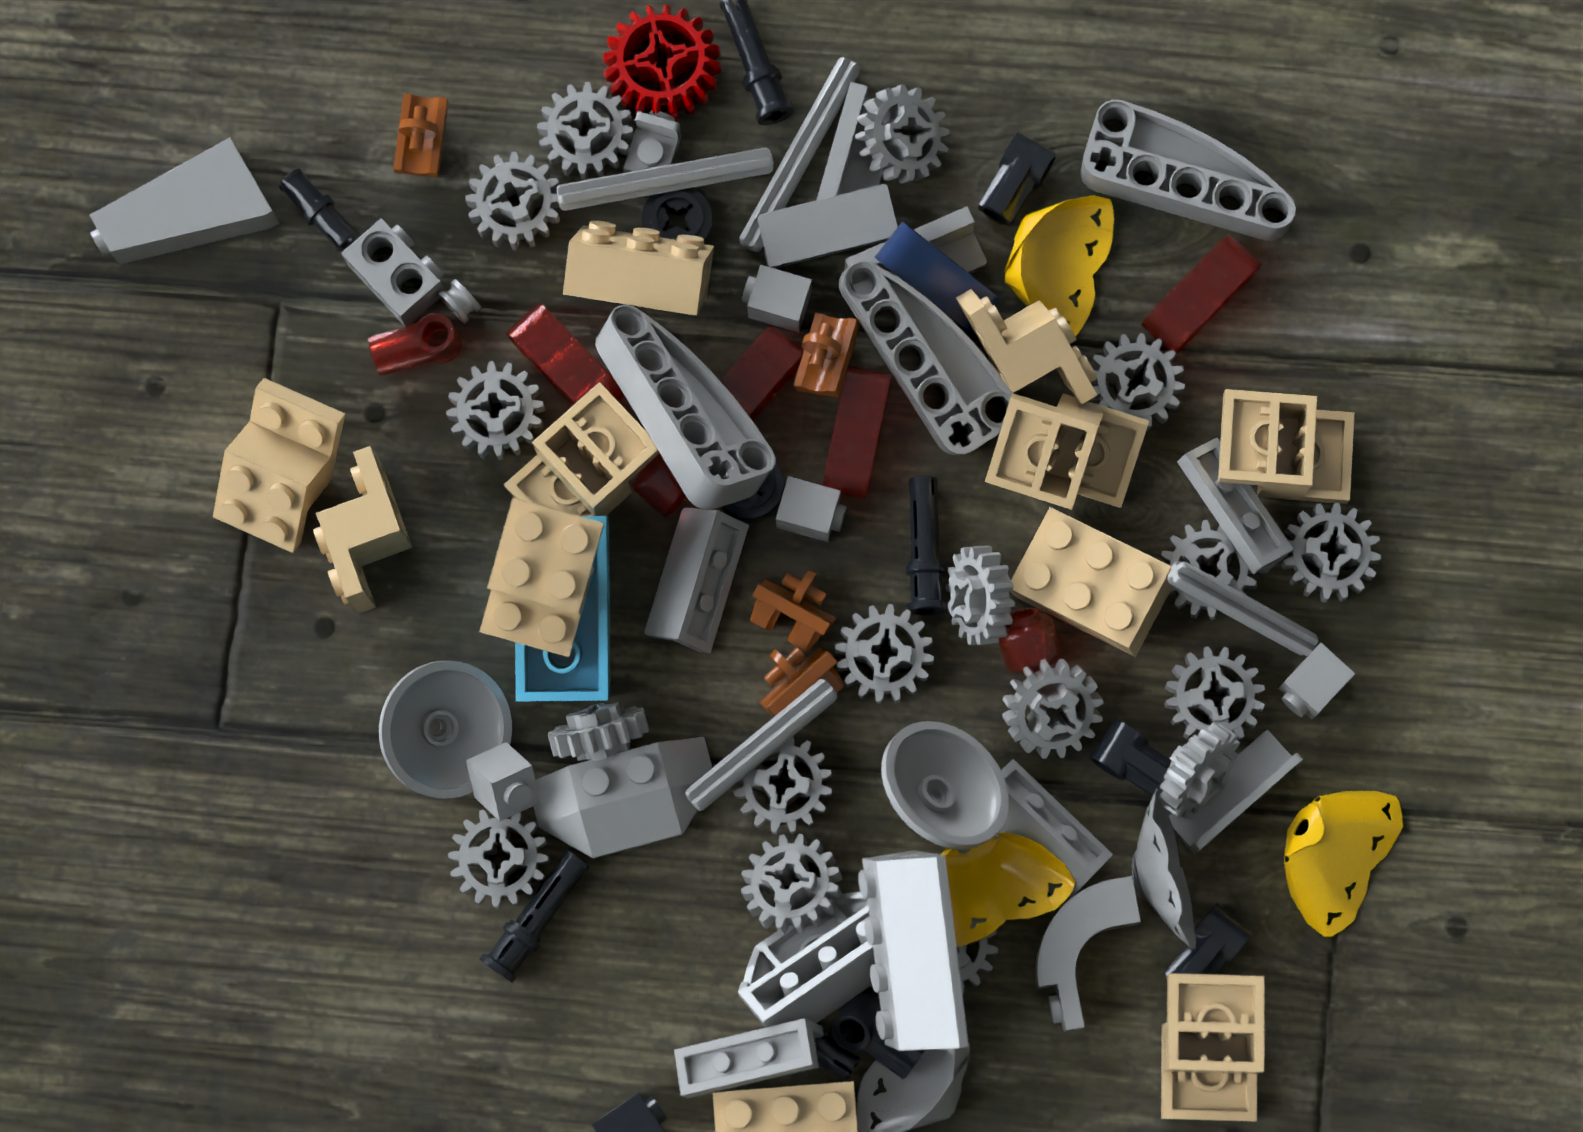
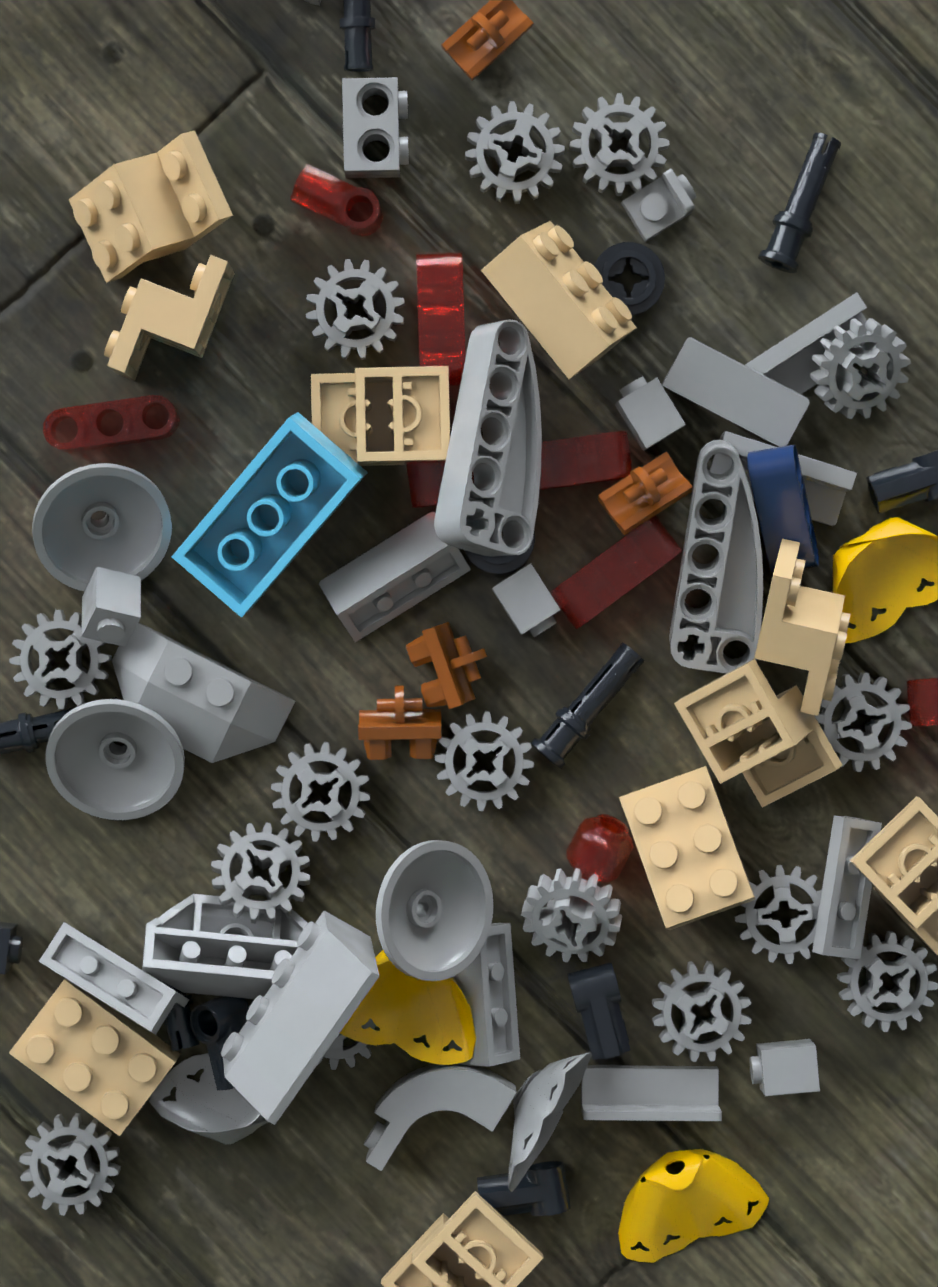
camera: 40 degrees right, 10 degrees up
(382, 672) = (89, 423): none -> clear red beam
(459, 301) = (403, 196): light grey bush -> none
(541, 577) = (267, 487): tan bracket -> none
(598, 731) = (214, 633): light grey gear -> none
(621, 913) = (113, 778): none -> light grey dish
(664, 179) = (645, 240): light grey axle -> none
(678, 58) = (745, 107): red gear -> none
(761, 744) = (328, 751): light grey axle -> none
(802, 149) = (773, 308): light grey axle -> none
(980, 595) = (593, 784): light grey gear -> none
(1199, 770) = (635, 1063): light grey gear -> none
(1242, 608) = (780, 969): light grey axle -> none

